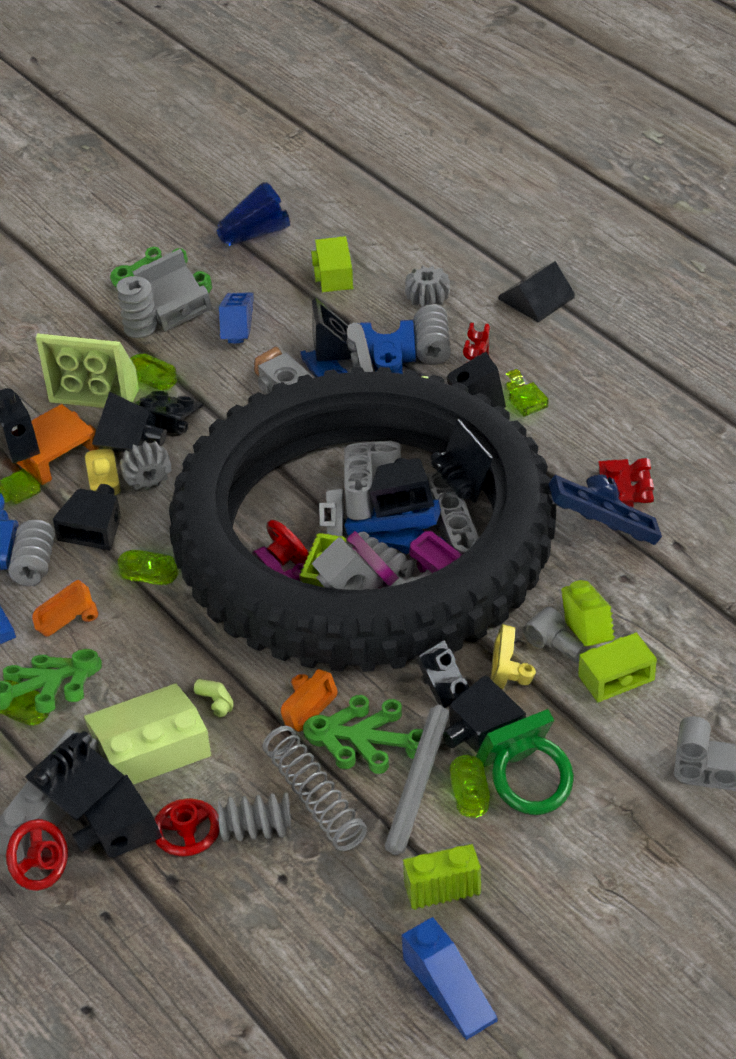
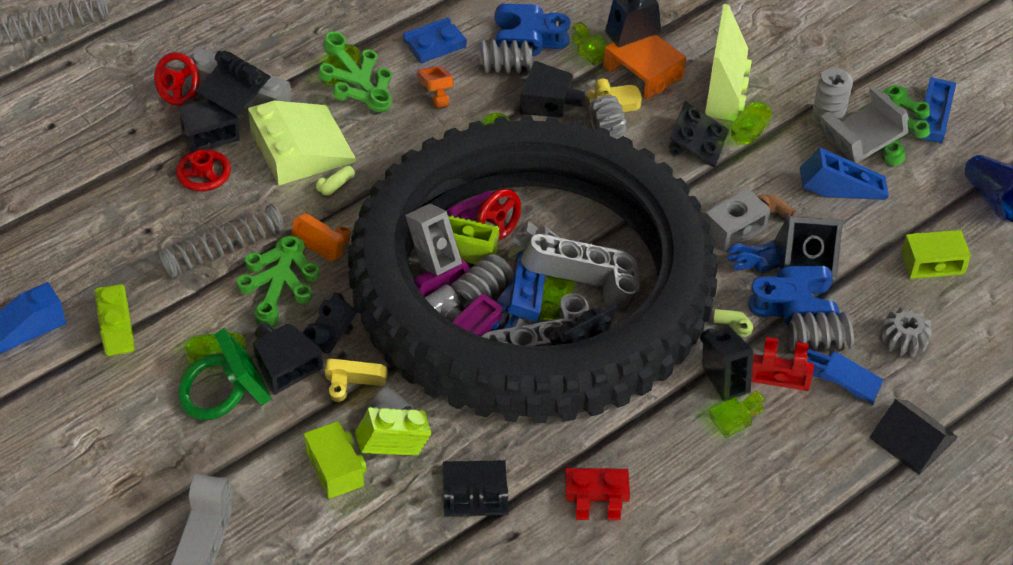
camera: 85 degrees right, 5 degrees up
(125, 425) = (659, 101): black torso -> none
(133, 250) = (940, 98): none -> blue plate
(254, 817) = (195, 201): light grey piece -> none
(357, 344) = (767, 263): light grey hinge -> none
(372, 558) = (458, 261): magenta piece -> none
(400, 488) = (553, 282): black torso -> none
(417, 780) = (220, 306): light grey axle -> none
(479, 317) = (846, 374): none -> blue arm
(603, 504) = (529, 449): dark blue plate -> none
(632, 565) = (475, 488): none -> black hinge

